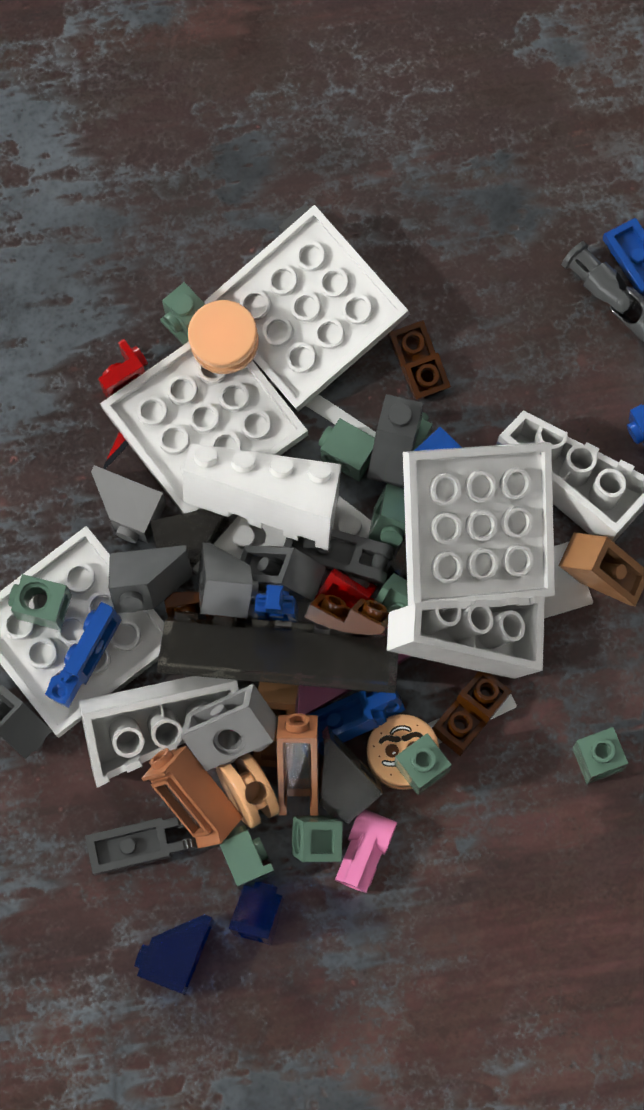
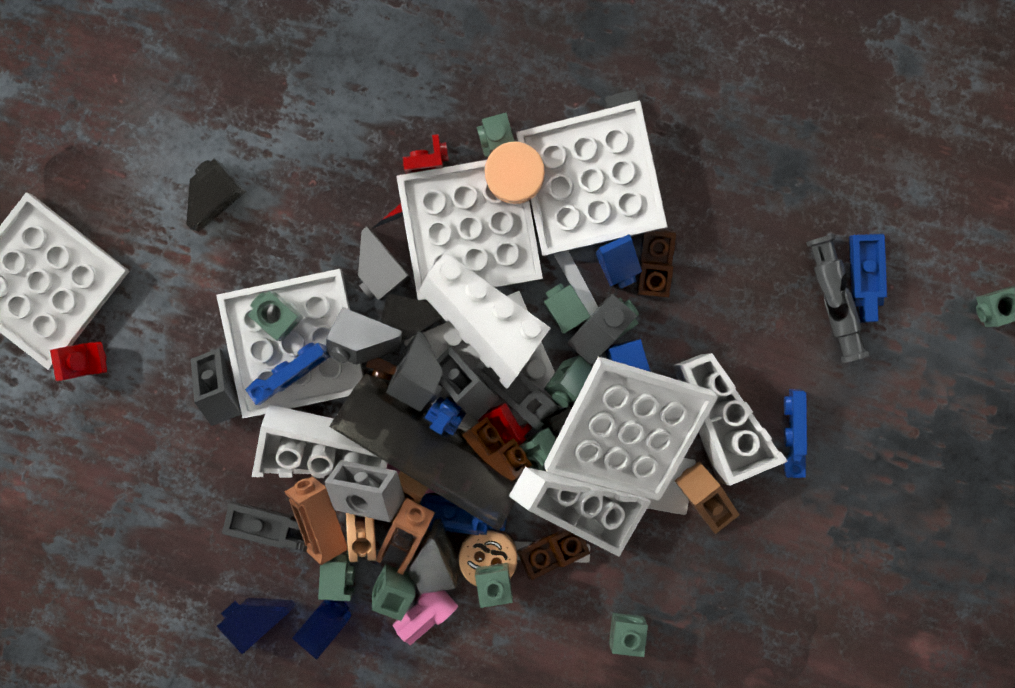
camera: 25 degrees right, 15 degrees up
(377, 370) = (619, 262): none -> blue slope

